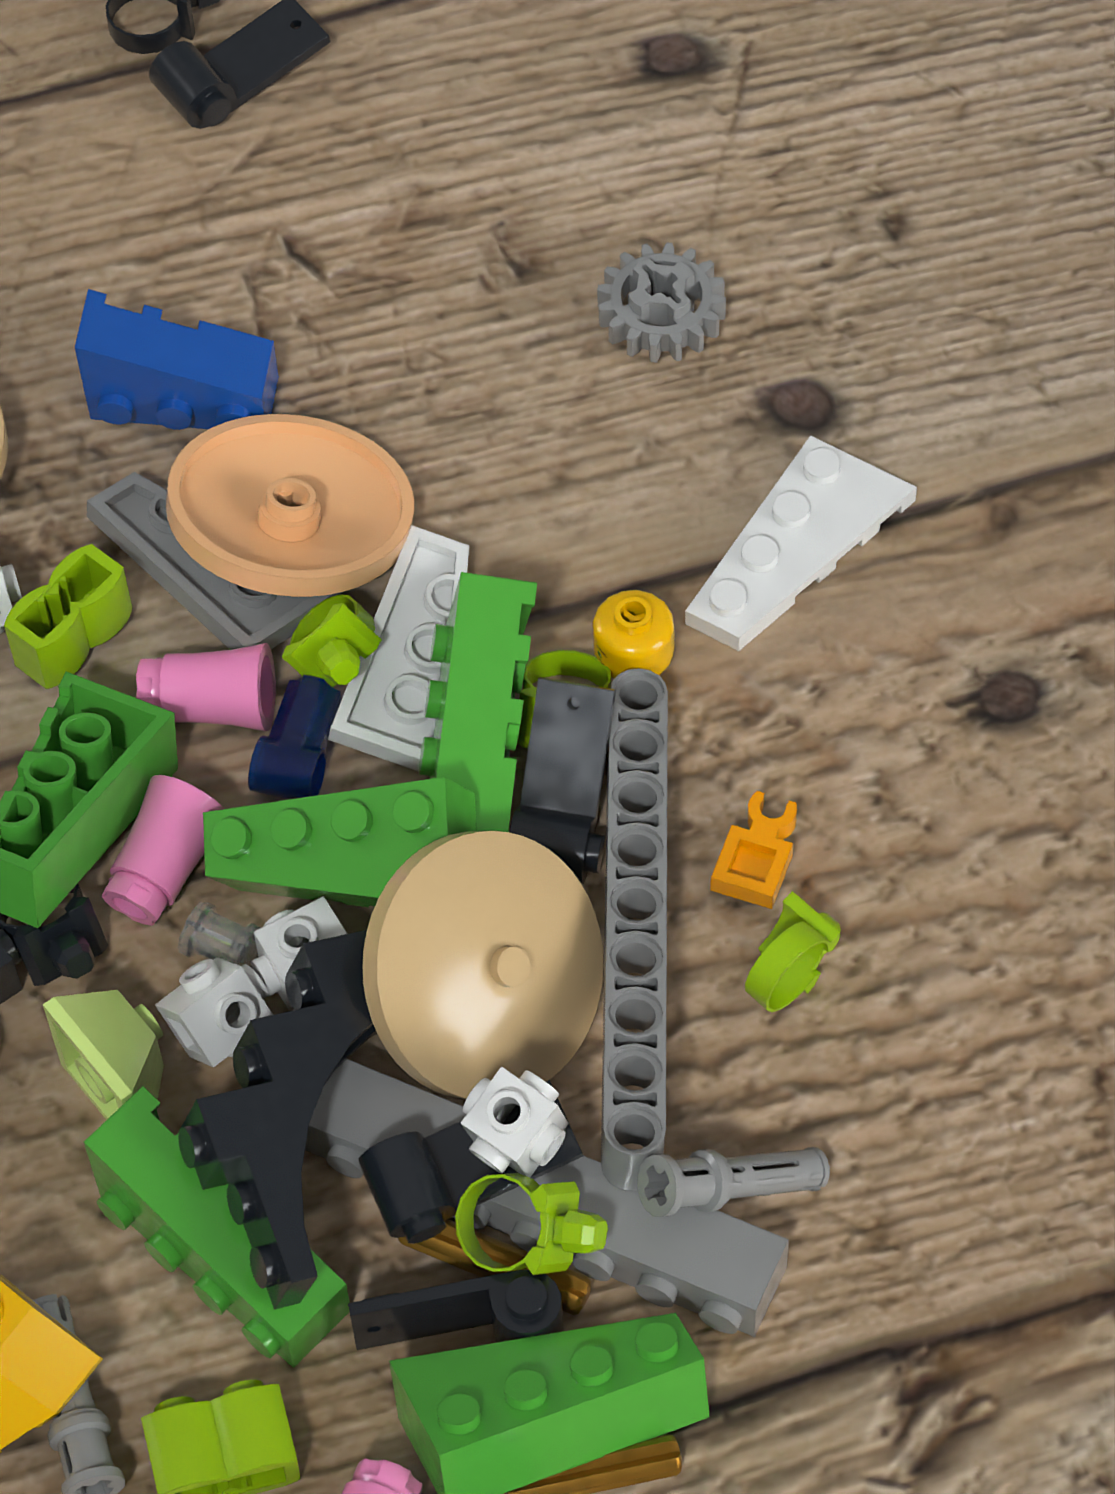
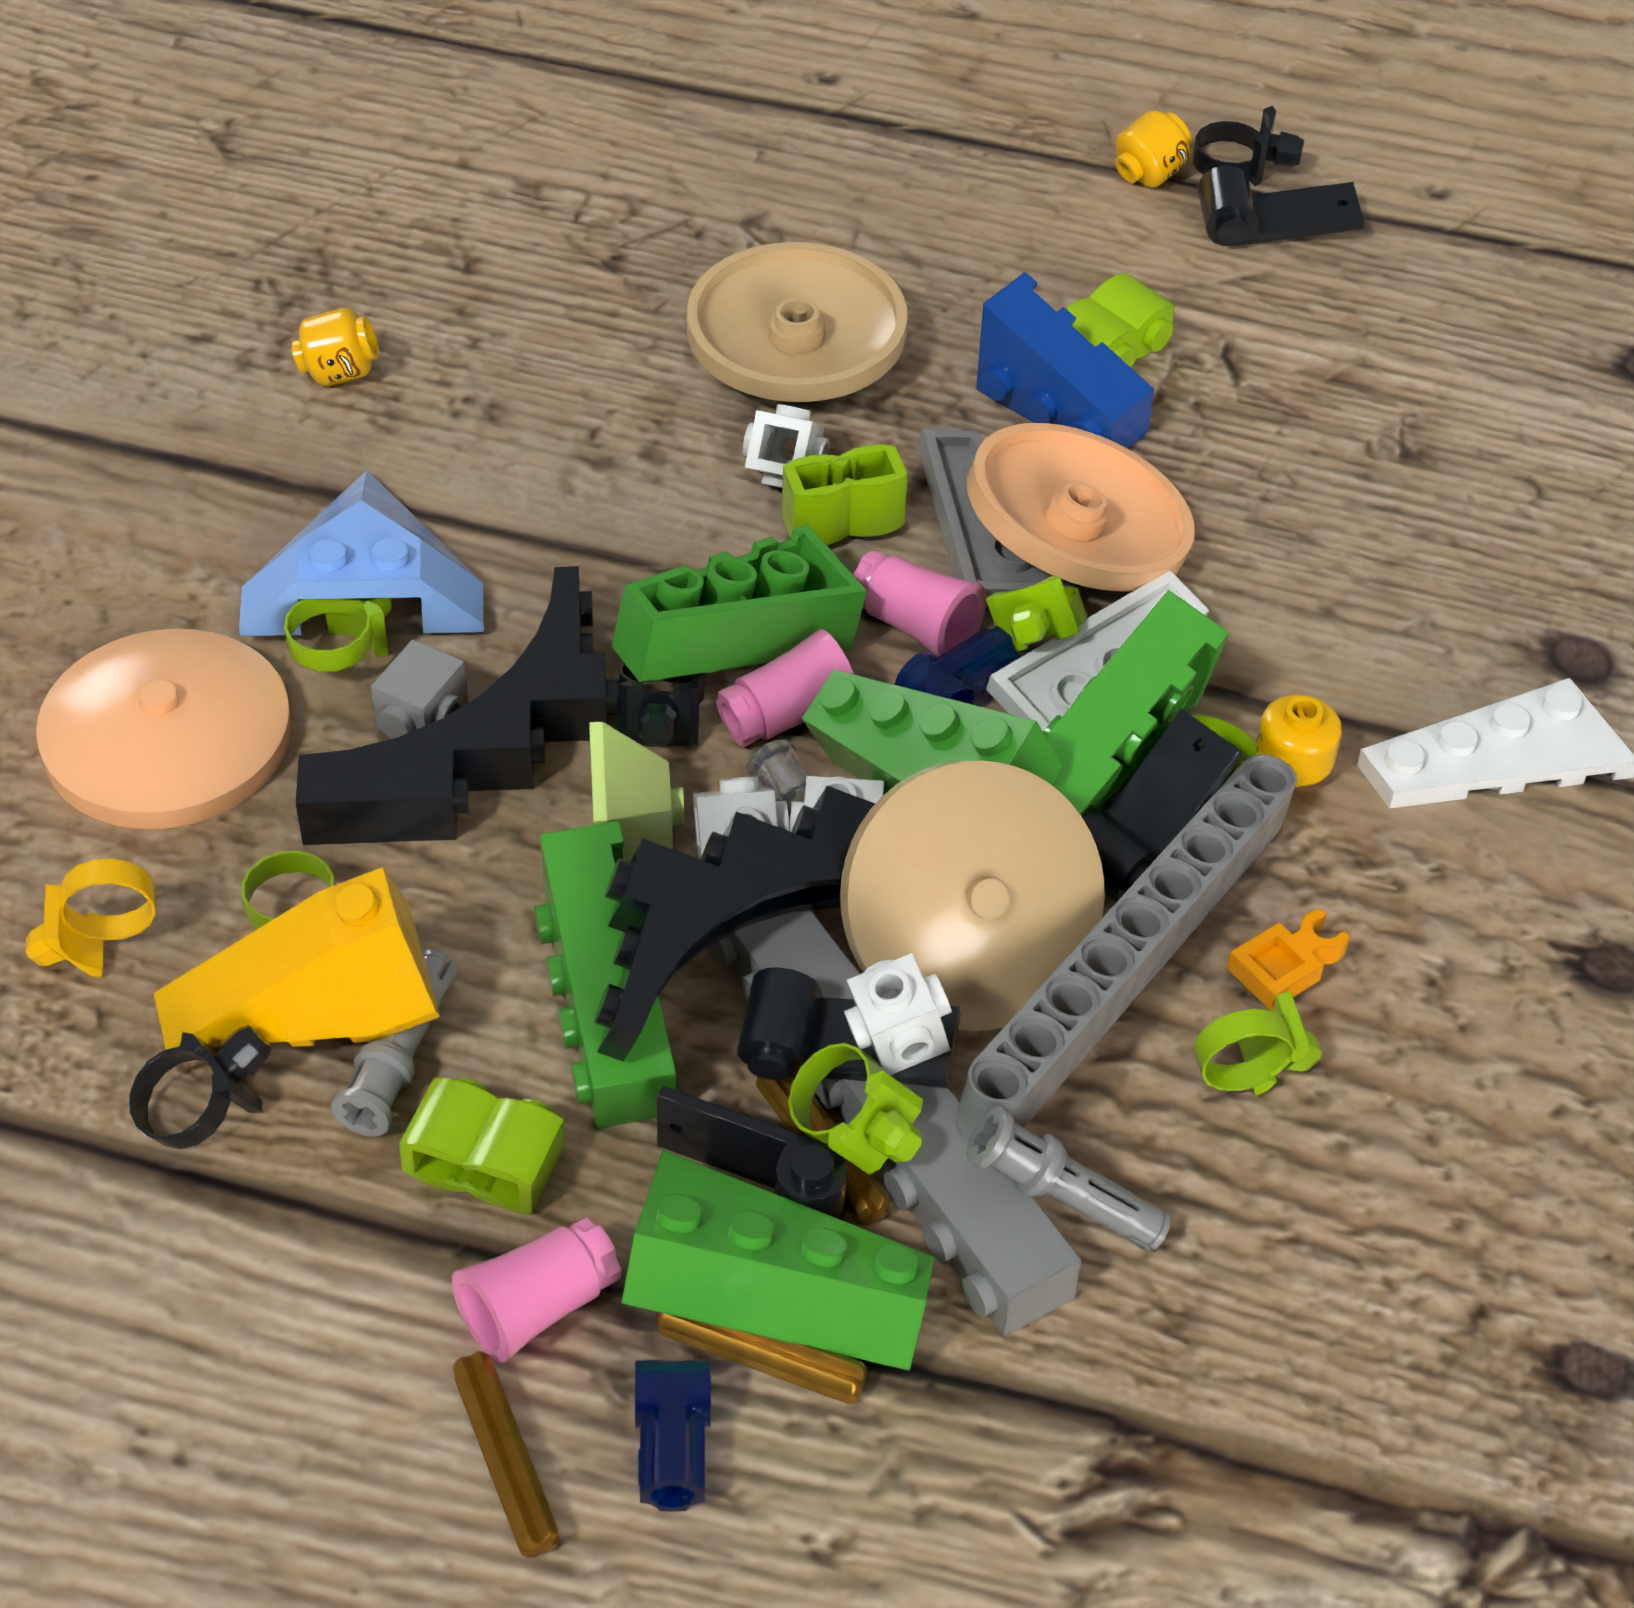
camera: 30 degrees right, 10 degrees down
(78, 55) = (1152, 148): none -> yellow head
(184, 274) = (1125, 318): none -> lime brick
(661, 302) = (1507, 521): light grey gear -> none

